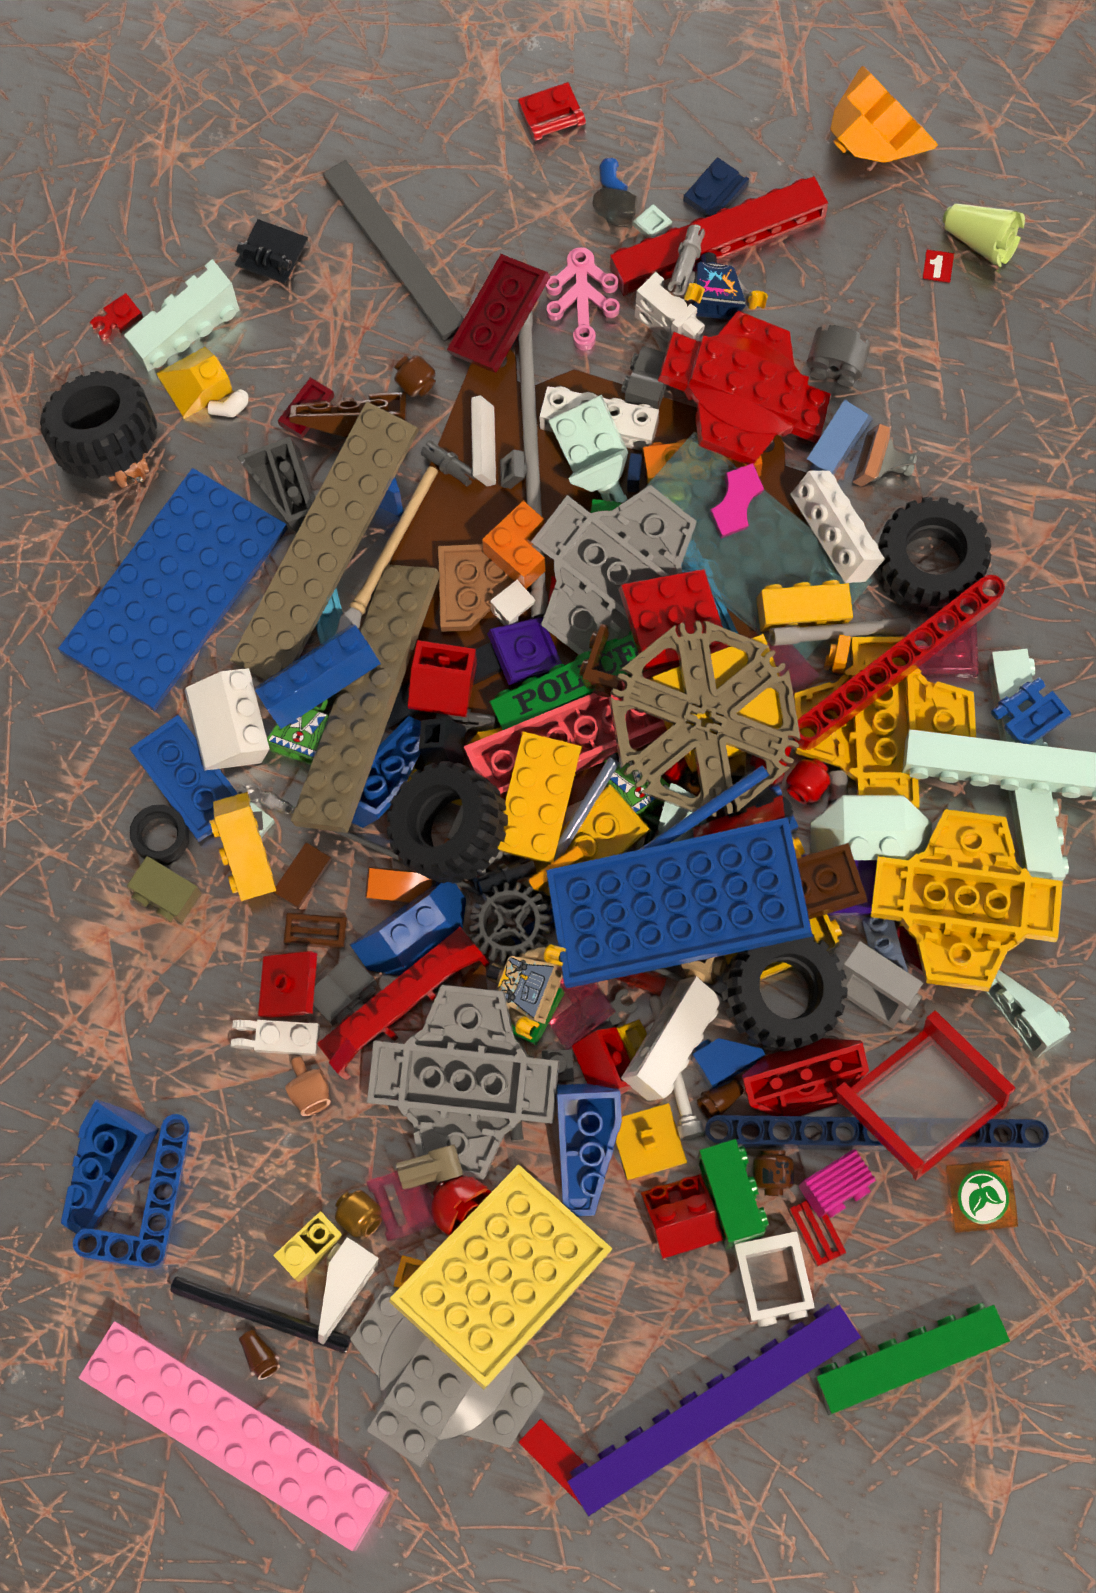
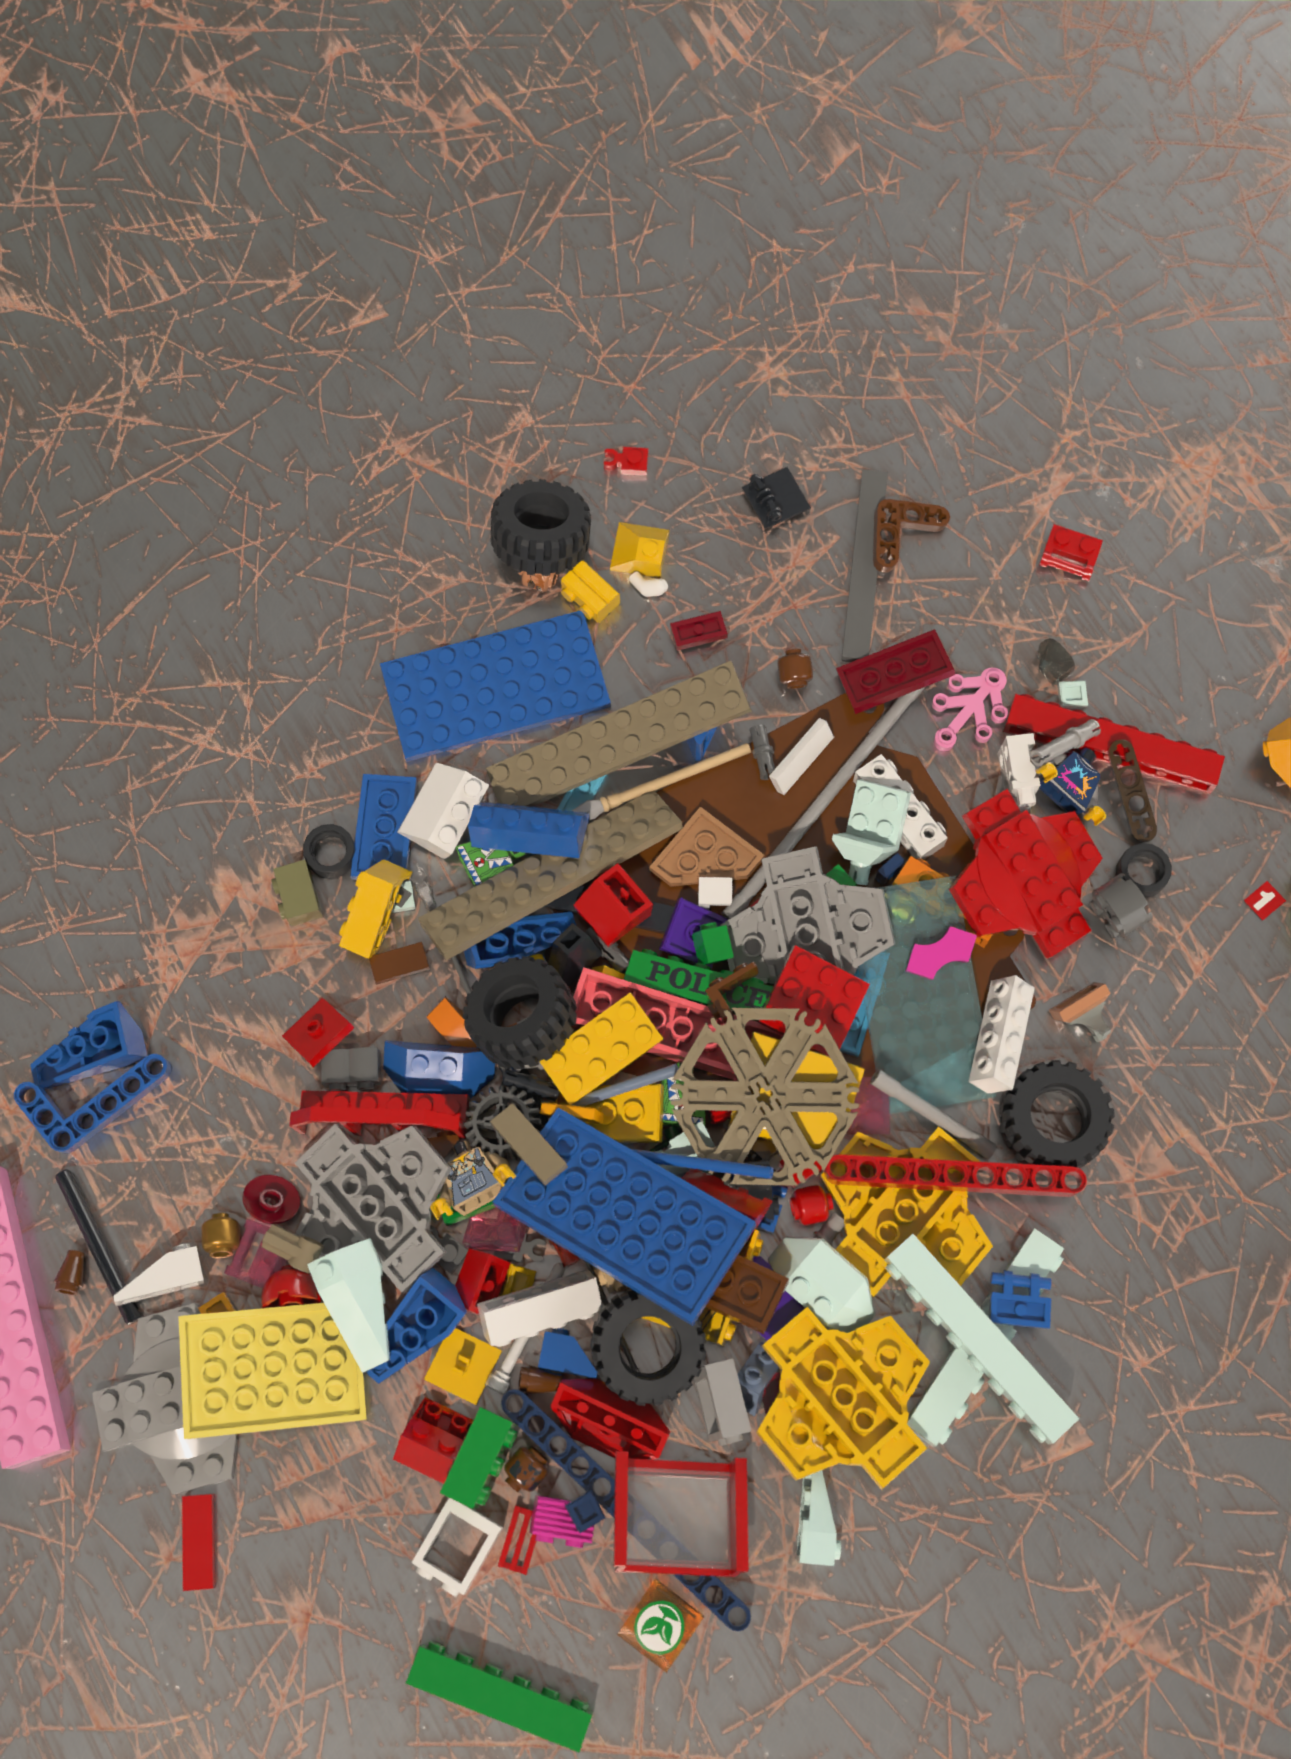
camera: 40 degrees right, 0 degrees up
(184, 318) = (669, 498): light aqua wedge -> none
(185, 448) = (590, 592): none -> yellow brick
(278, 1037) = (283, 1064): white hinge -> none
(283, 478) = (634, 668): dark grey wedge -> none
(308, 1247) = (164, 1229): light yellow slope -> none
(309, 1089) = (267, 1118): nougat piece -> none
(315, 942) = (389, 1027): reddish brown tile -> none
(341, 417) = (707, 653): reddish brown wedge -> none
(373, 1148) = (275, 1191): none -> dark red dish
(390, 195) = (899, 520): none -> reddish brown beam
(511, 545) = (747, 849): orange brick -> none
(512, 469) = (804, 794): dark grey plate -> none
(516, 1158) = (353, 1295): none -> light aqua wedge
(549, 644) = (712, 944): none -> green brick
(551, 916) = (528, 1144): none -> dark tan tile
(608, 174) = (1070, 633): blue arm -> none
(644, 384) = (950, 808): dark grey brick -> none
(712, 1410) = (330, 1600): dark purple brick -> none
(715, 188) = (1144, 706): dark blue plate -> none
(764, 263) = (1135, 789): none -> dark brown beam
(804, 605) = (922, 1073): yellow brick -> none
(832, 296) = (1155, 854): none -> black tyre
(838, 655) = (915, 1132): light orange plate -> none
(839, 438) = (1066, 969): medium blue slope -> none
(850, 1159) = (585, 1511): none -> dark blue tile
(955, 660) = (1004, 1210): clear pink plate -> none

